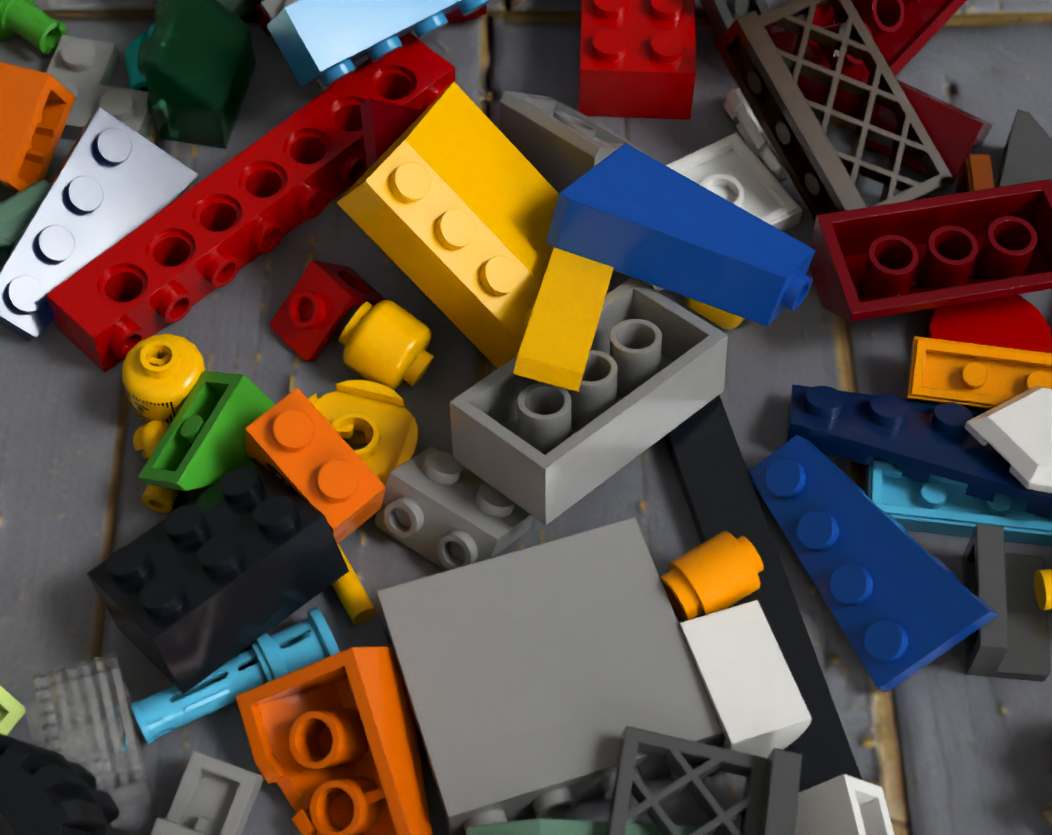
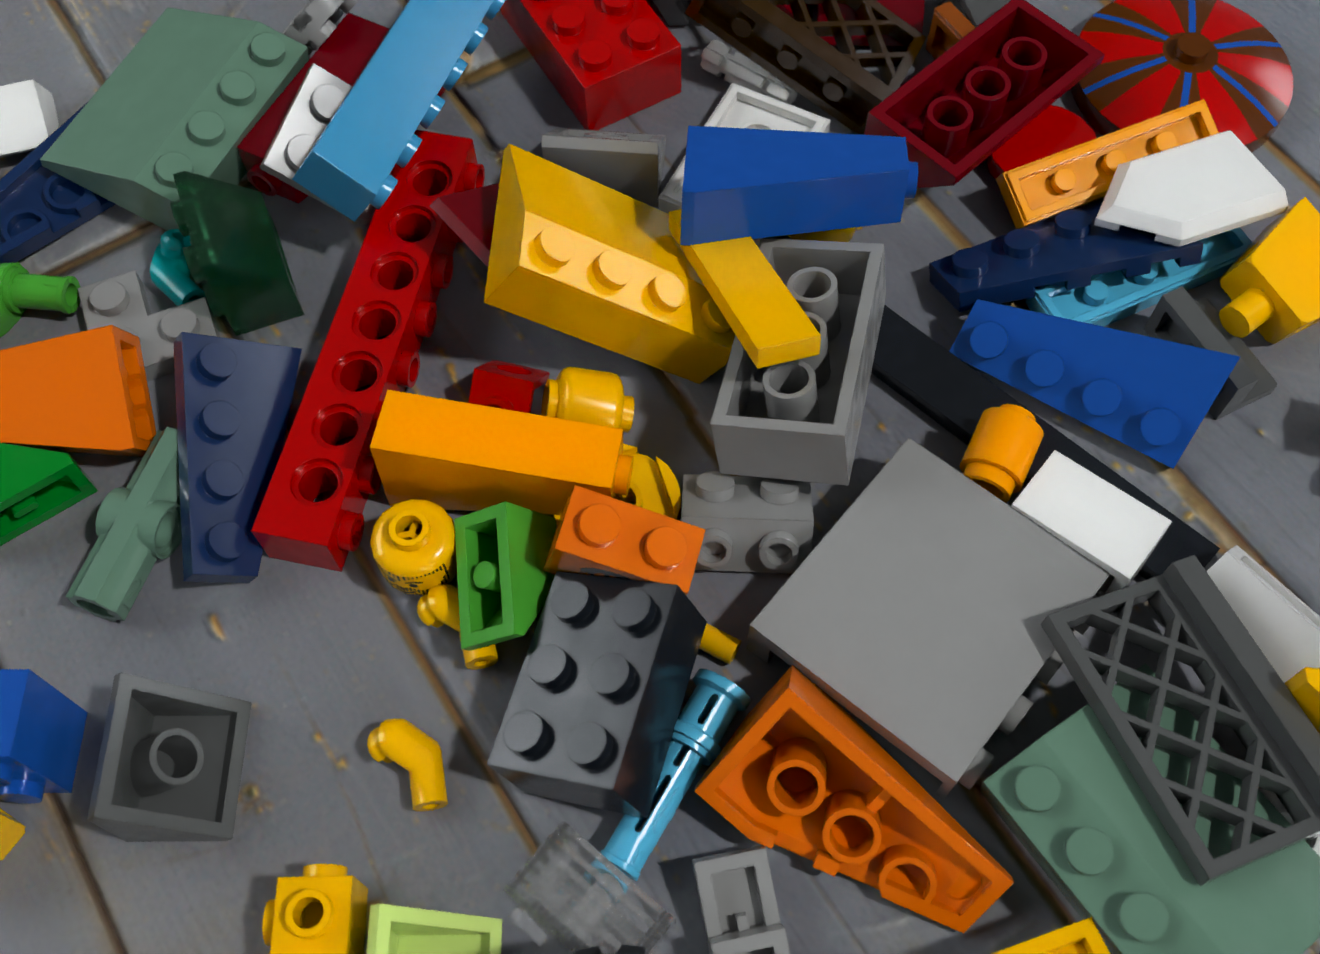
camera: 30 degrees left, 5 degrees up
(54, 544) = (418, 753): none -> yellow arm
(262, 332) = (490, 455): none -> light orange slope

